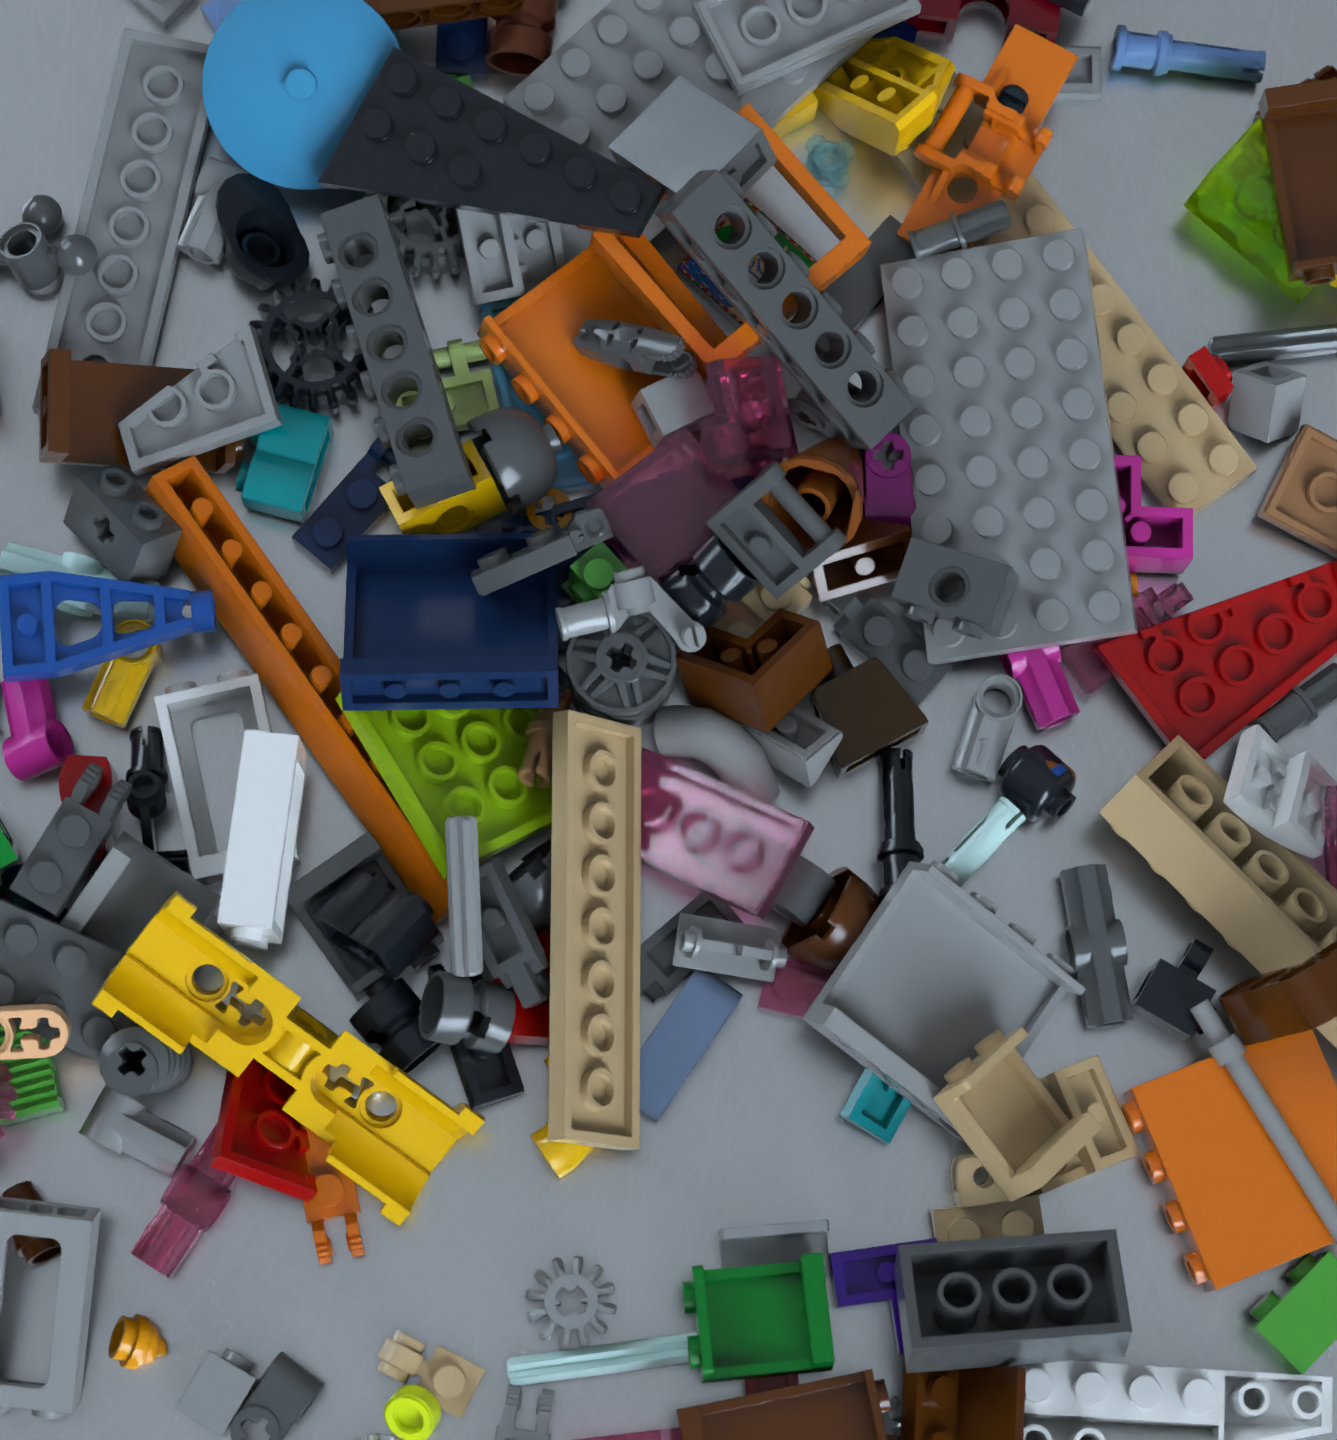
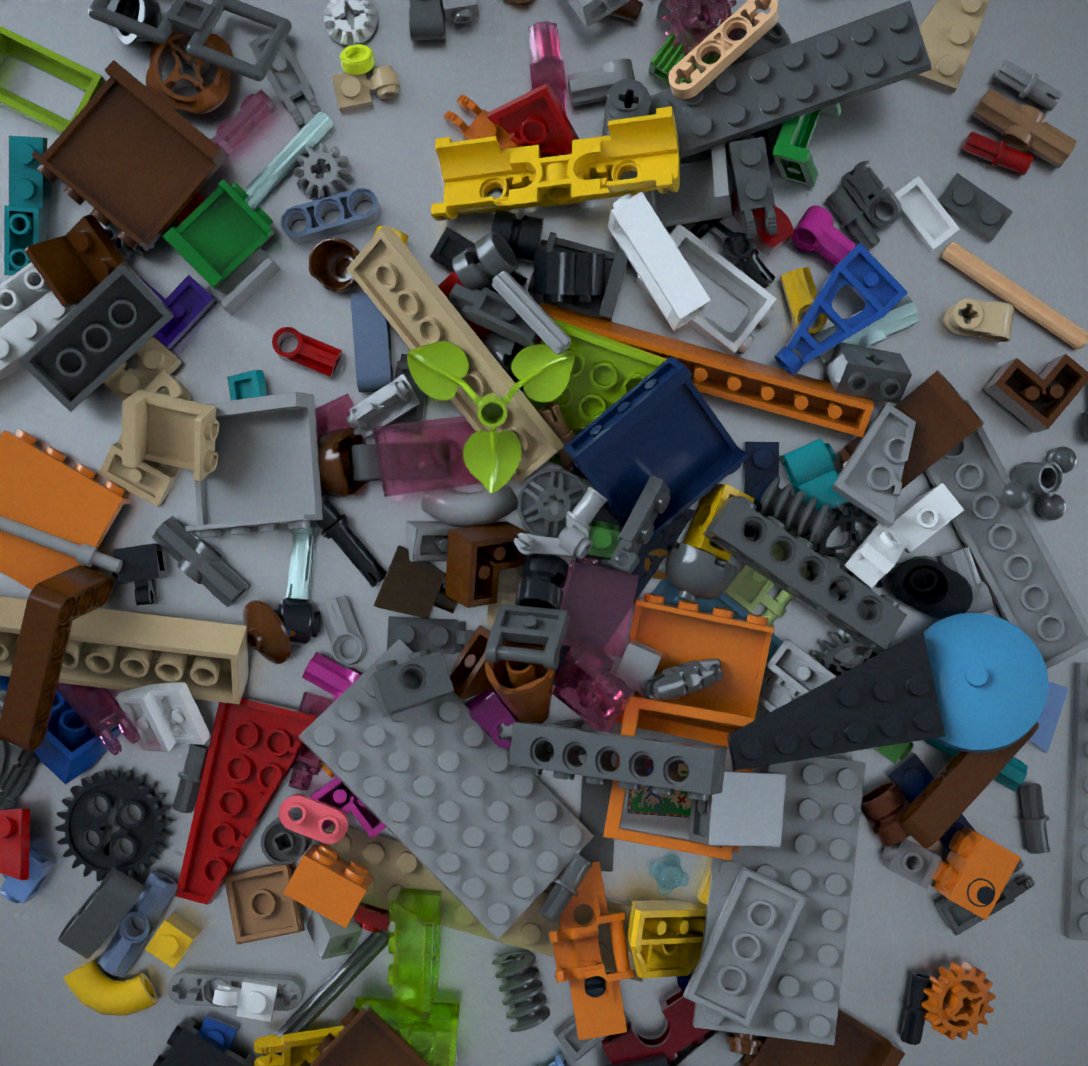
camera: 150 degrees right, 10 degrees up
(199, 314) = (926, 516): none -> white brick
(294, 306) = (877, 554): none -> white brick
(344, 432) = (796, 511): none -> dark grey piece
(586, 1217) = (314, 212): none -> sand blue beam
(637, 774) = (491, 455): none -> lime plant
(647, 1176) = (329, 264): none -> reddish brown hair
(765, 1091) = (308, 353): none -> red piece
(1079, 793) = (266, 632): none -> reddish brown dish
(1098, 166) = (523, 990): none -> dark grey piece
(1187, 298) = (415, 949): none -> clear neon green slope
(1188, 527) = (313, 816): none -> coral plate
(1229, 440) = (329, 884): none -> orange brick
(1241, 540) = (282, 844): none -> dark grey wheel

